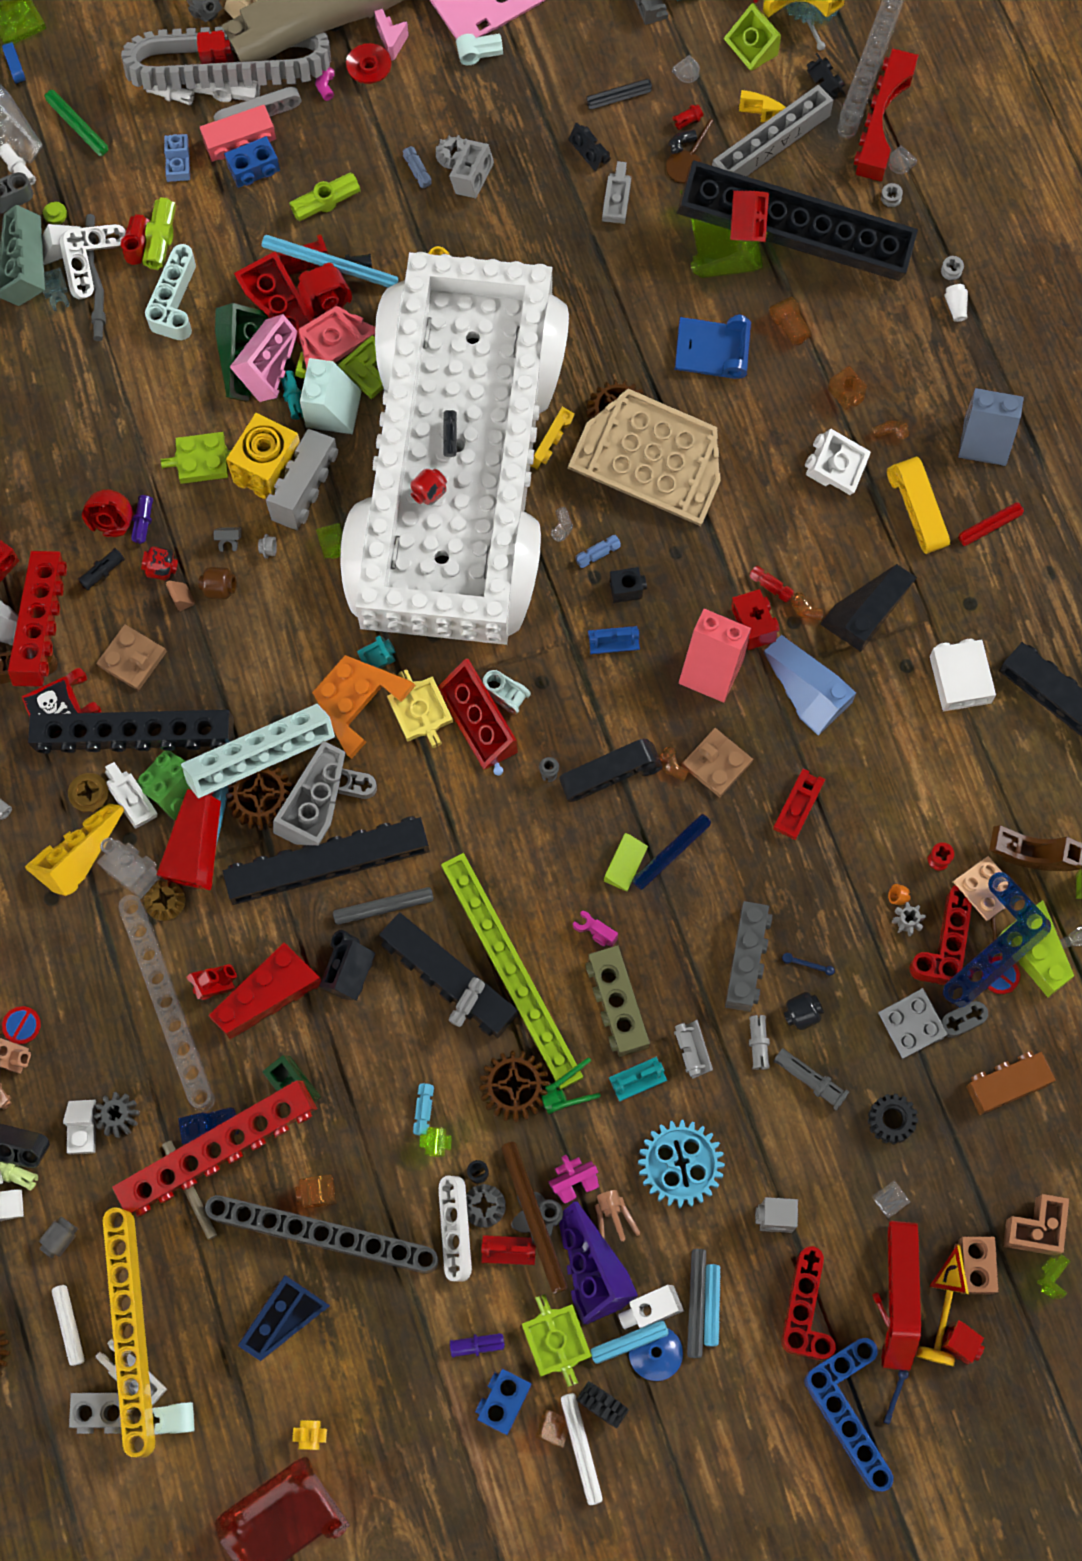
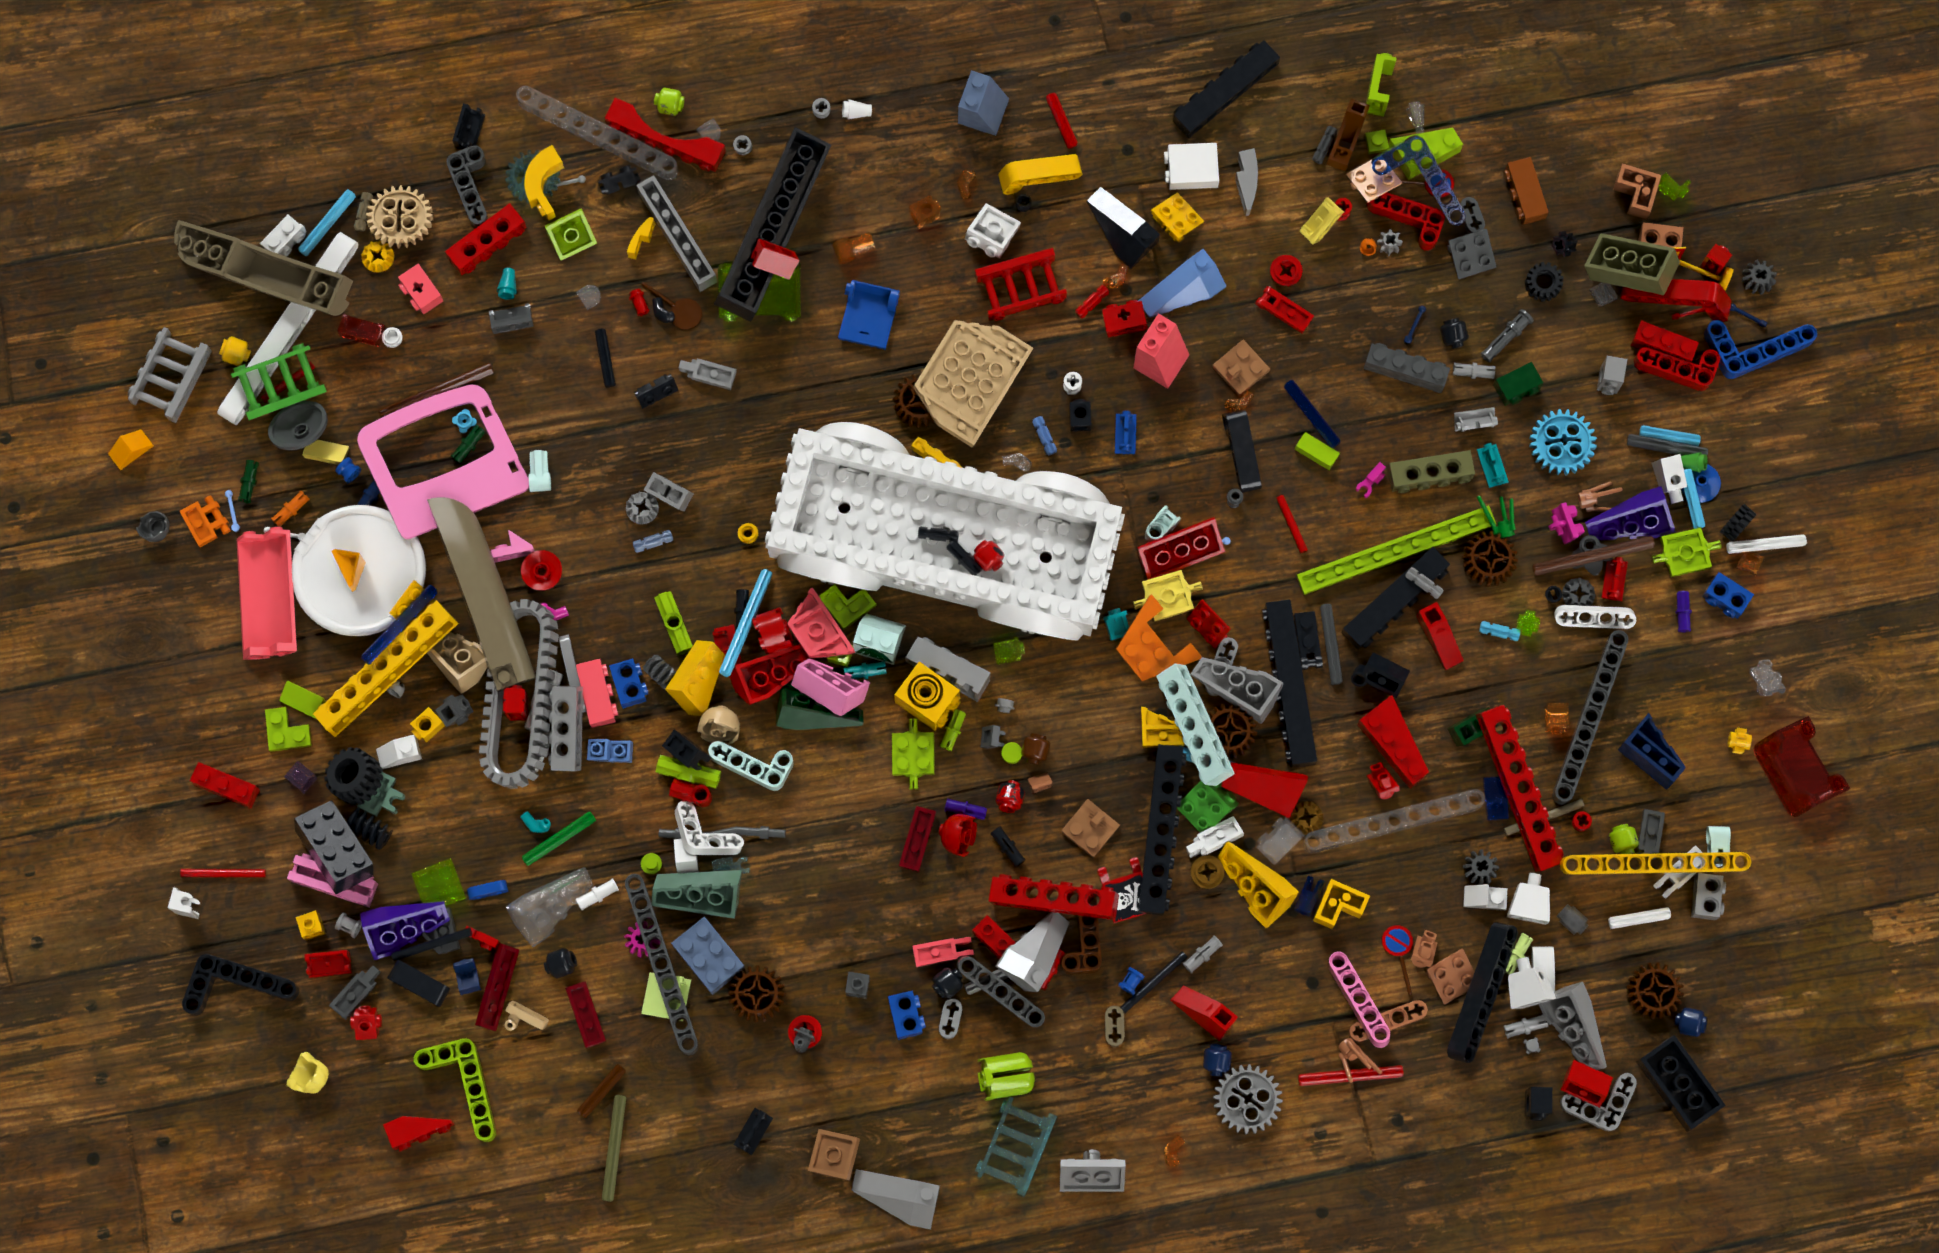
camera: 85 degrees left, 5 degrees up
(61, 946) = (1337, 899): none -> yellow brick
(66, 912) = (1308, 899): none -> clear blue hinge
(77, 1182) = (1531, 901): none -> white torso
(88, 98) = (536, 826): none -> teal arm
(102, 473) = (917, 839): none -> dark red plate
(166, 1294) = (1624, 839): none -> lime head
(177, 1328) = (1650, 832): none -> dark grey hinge
(179, 223) = (685, 750): none -> black hinge
(185, 1230) = (1575, 822): none -> red bush
(191, 105) = (573, 718): none -> light grey brick
(212, 558) = (1011, 753): none -> lime tile
(214, 254) = (719, 725): none -> tan cylinder
(232, 494) = (953, 729): none -> lime axle
(254, 713) = (1159, 730): none -> yellow wing
(255, 217) = (696, 677): none -> yellow wedge
(266, 188) = (659, 670): none -> dark grey gear
(384, 878) = (1308, 639): none -> black plate
(393, 746) = (1208, 624): none -> red hinge
(395, 1464) = (1767, 680): none -> clear hips
(406, 1033) = (1440, 635): none -> red slope
(423, 461) = (964, 558): none -> black axle
(529, 843) = (1292, 524): none -> red bar
(665, 564) = (1067, 386): none -> white bush
(678, 1339) = (1696, 462): none -> bright green cone
(749, 1099) = (1518, 384): none -> dark green brick
(791, 483) = (1025, 265): none -> red fence
(834, 1283) = (1664, 341): none -> red brick
(849, 789) = (1286, 261): none -> red gear
(878, 489) = (1025, 198): none -> black hinge
(895, 665) = (1176, 216): none -> yellow hinge
(918, 831) = (1321, 221): none -> light yellow hinge
(927, 114) = (669, 101): none -> lime head
(931, 1224) = (1632, 264): none -> olive brick
(940, 1405) = (1759, 270): none -> dark grey gear
(947, 1139) = (1564, 243): none -> black gear
(957, 741) = (1247, 179): none -> light grey slope
(1023, 827) = (1324, 144): none -> dark grey axle
(1040, 890) = (1376, 141): none -> lime plate

